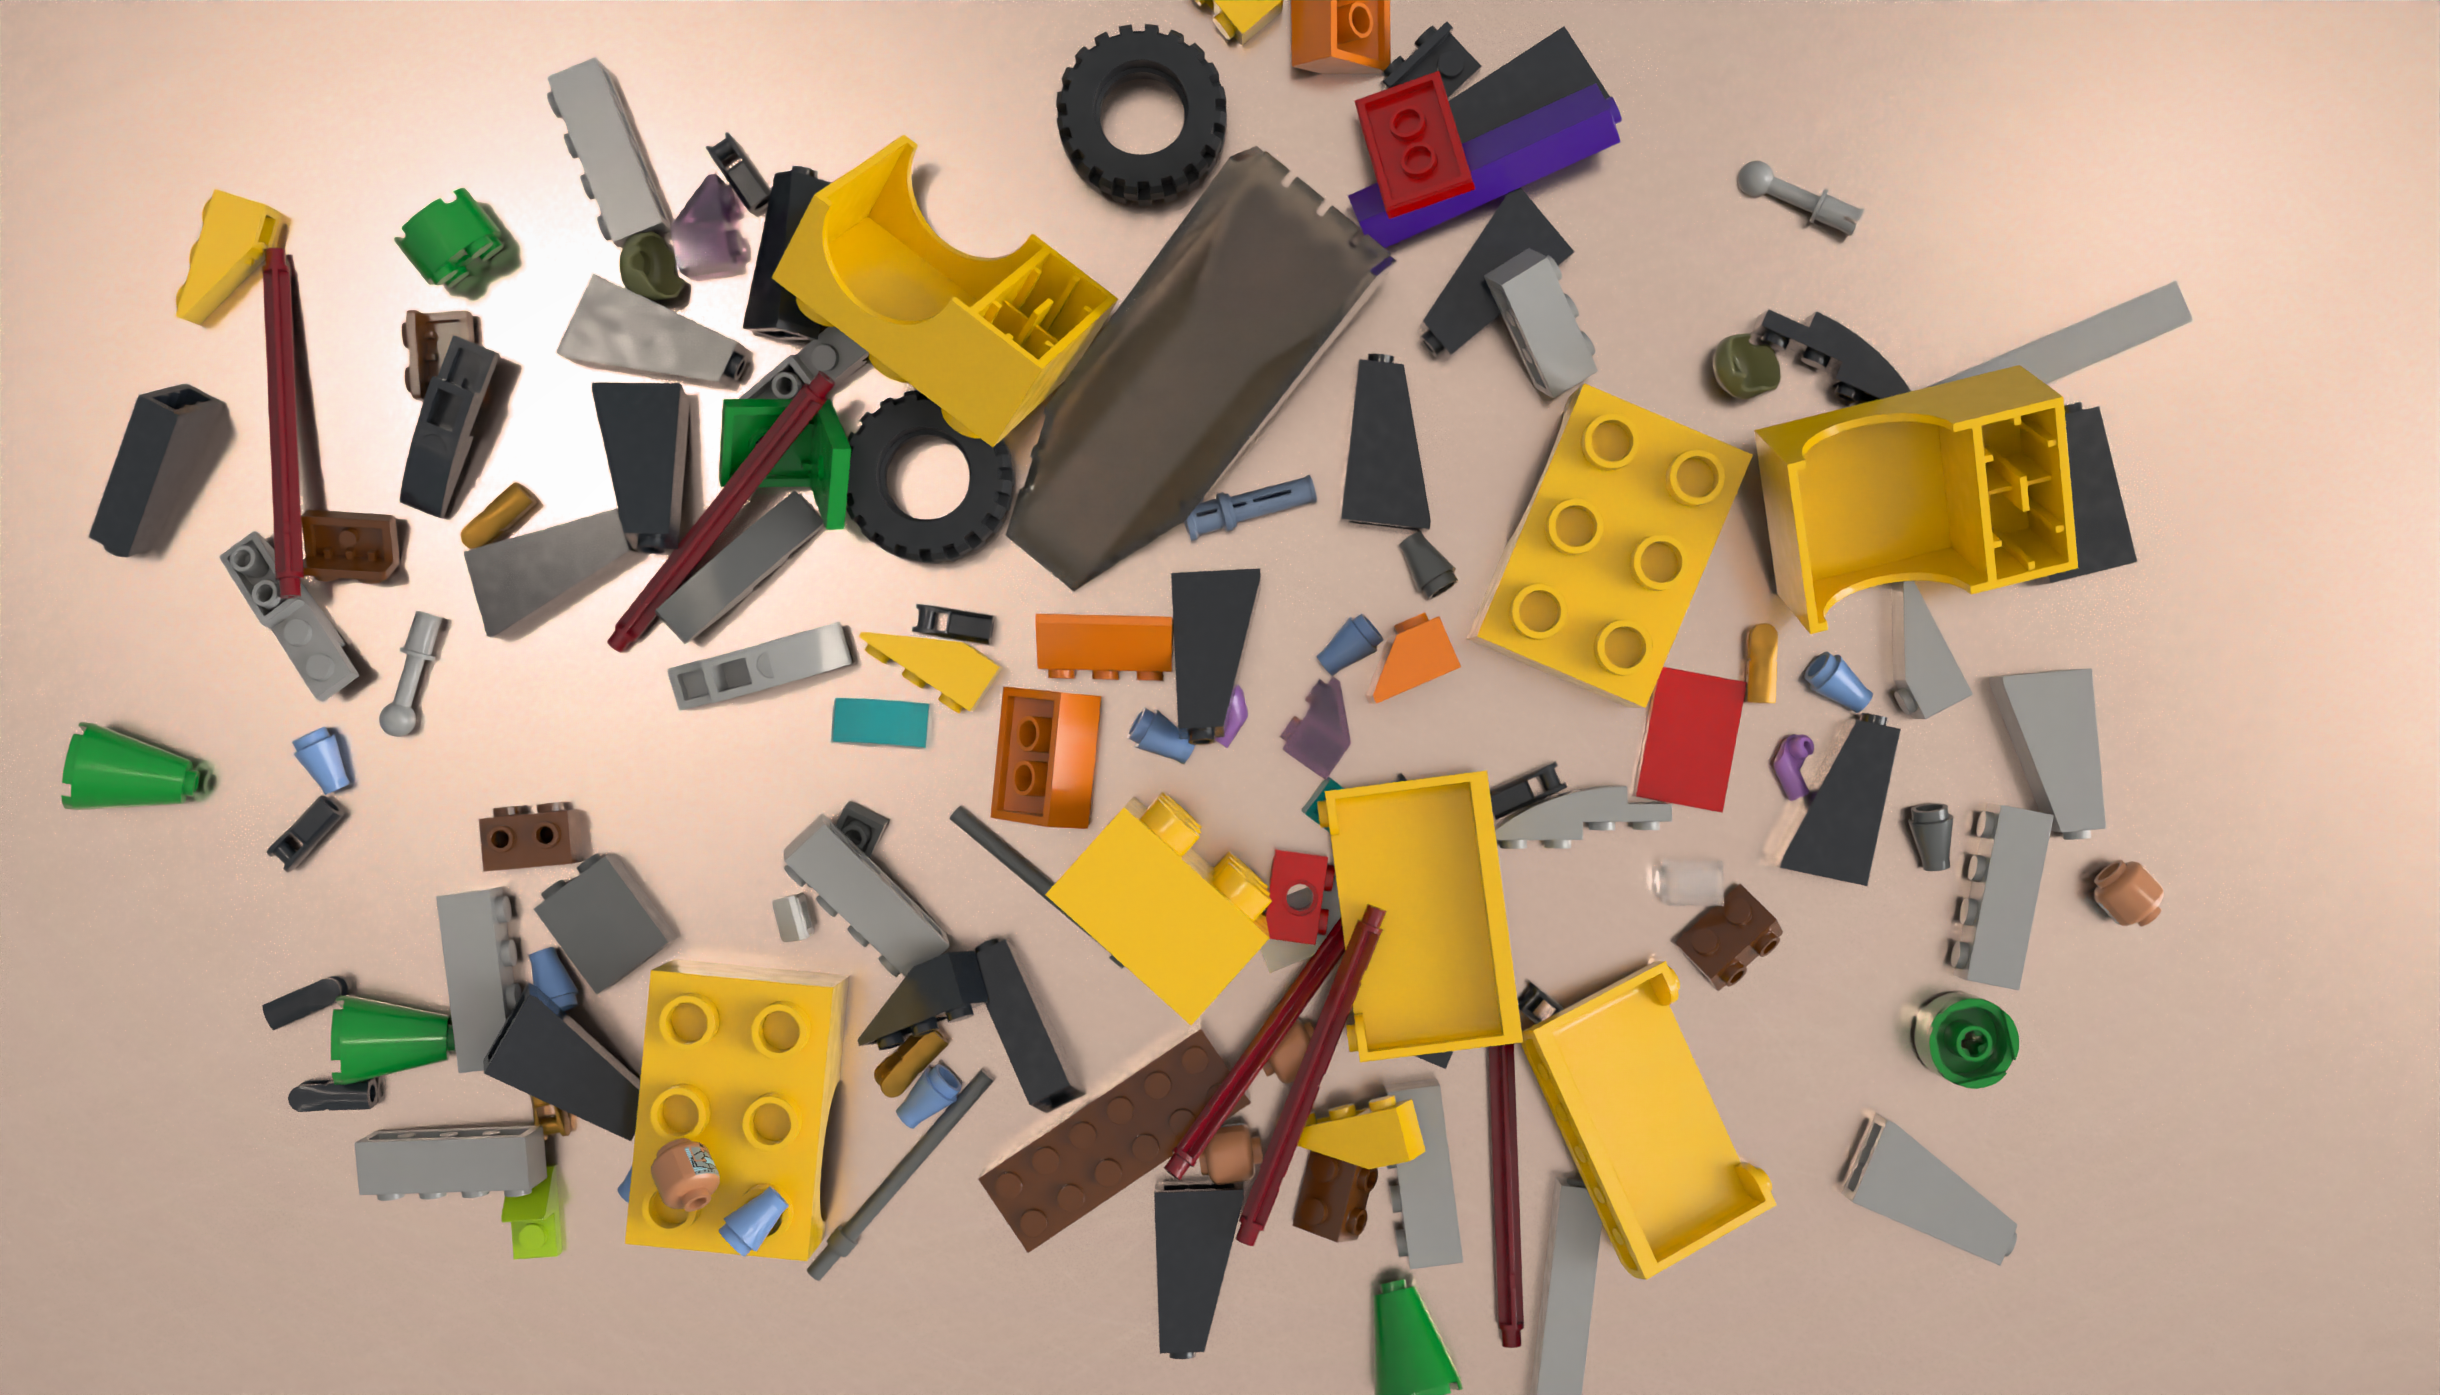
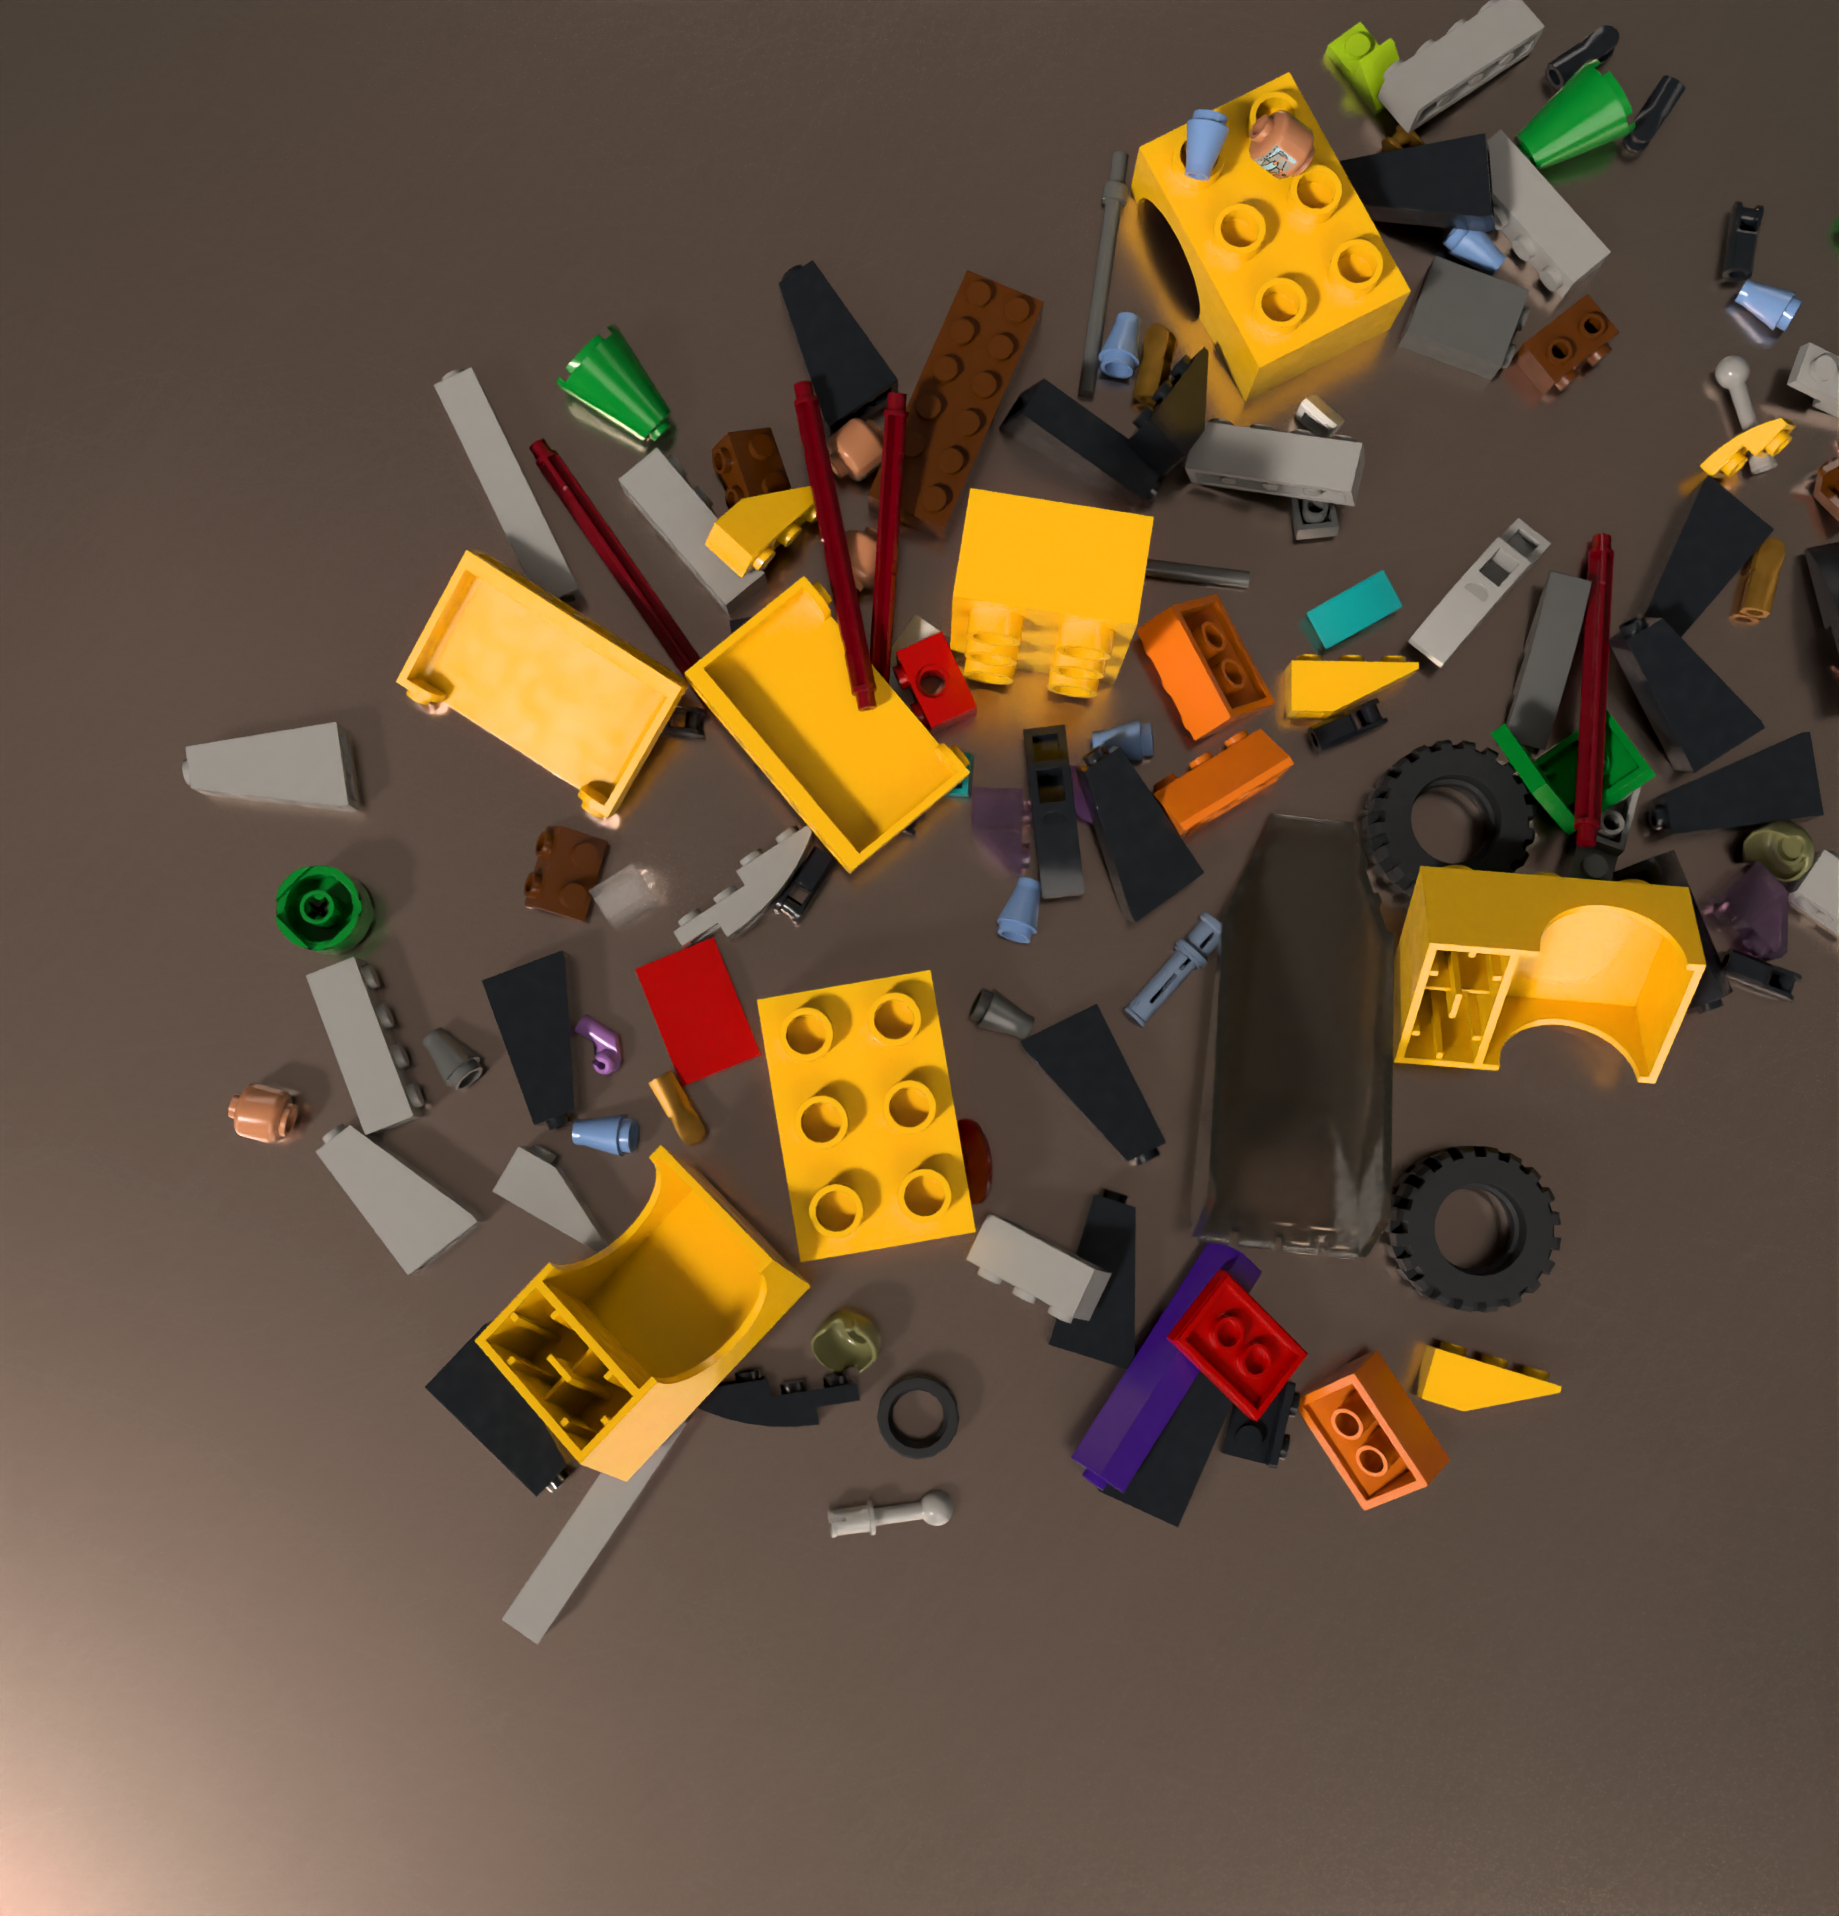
camera: 150 degrees right, 5 degrees down
(426, 638) = (1759, 440): none -> yellow slope
(1266, 713) = (1053, 812): none -> black slope
(1412, 658) = (968, 923): orange slope -> none
(1536, 452) = (976, 1159): none -> clear red dish
(1747, 240) = (926, 1448): none -> black tyre

